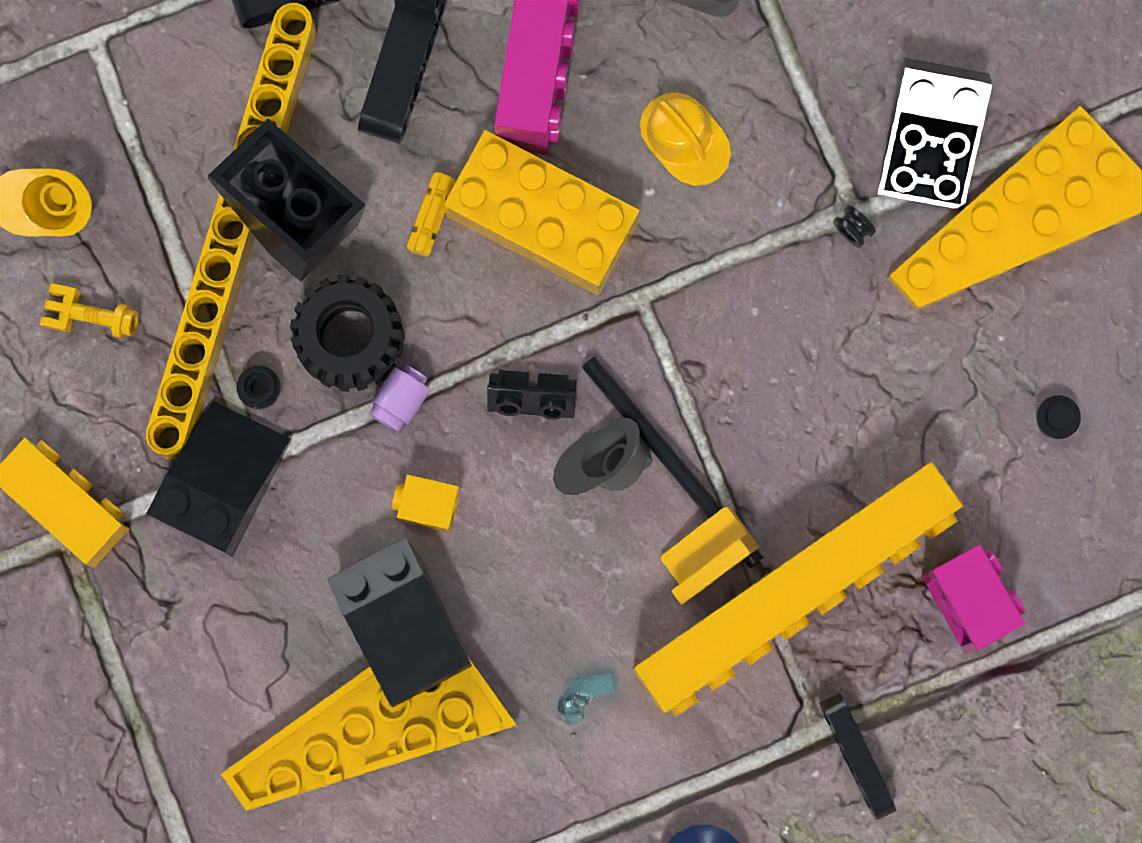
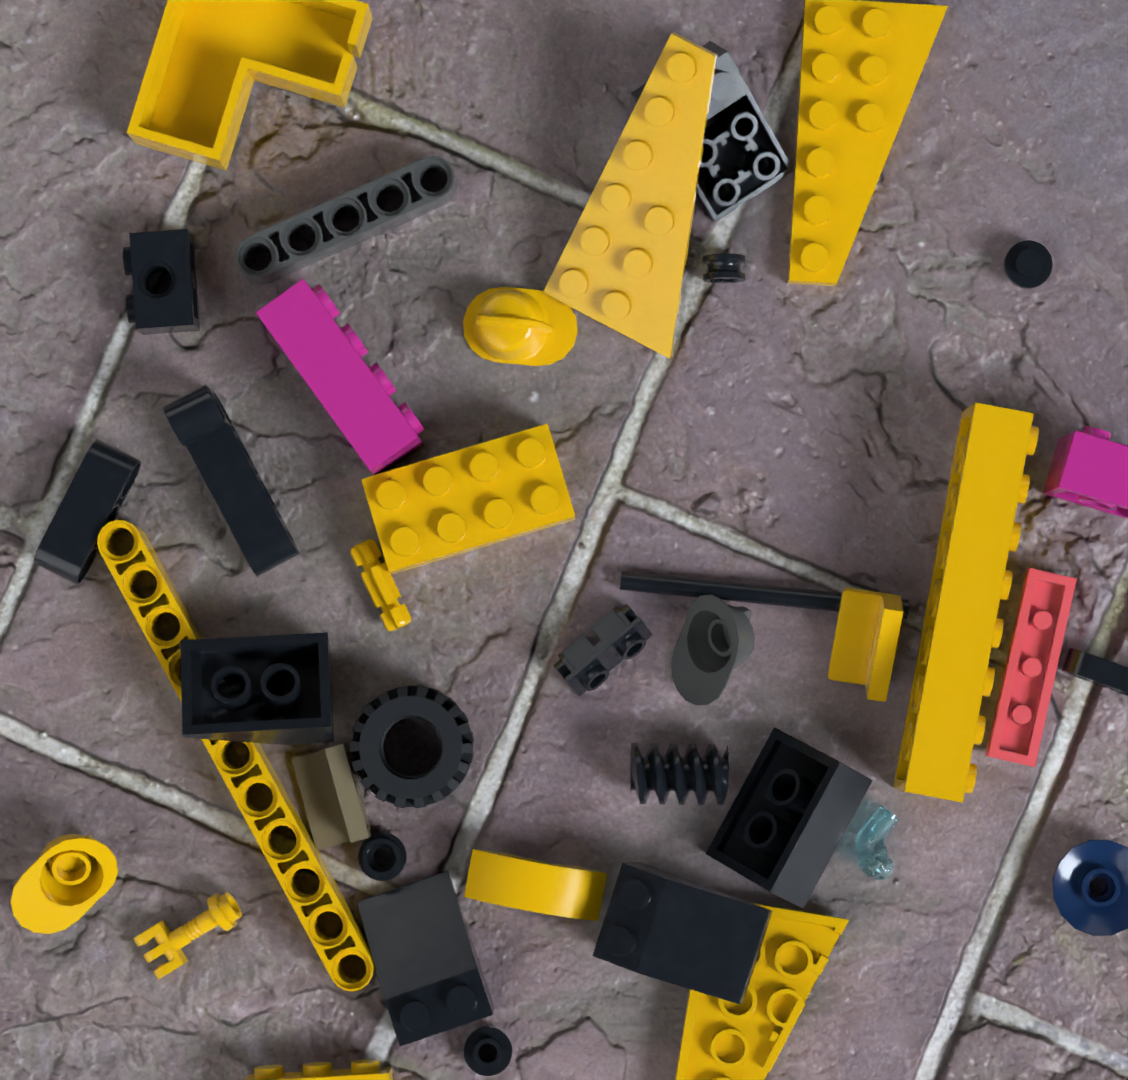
camera: 45 degrees left, 5 degrees up
(212, 584) = (495, 1037): none -> black plate
(265, 318) = (332, 796): none -> dark tan panel
(336, 500) = (535, 885): none -> yellow brick
(399, 398) = (503, 756): lavender brick -> none
(426, 503) = (607, 818): yellow brick -> none
(500, 521) = (679, 773): none -> black piece
(544, 620) = (788, 817): none -> black slope
(800, 680) = (1030, 667): none -> coral plate
(826, 140) = (637, 225): none -> yellow wing

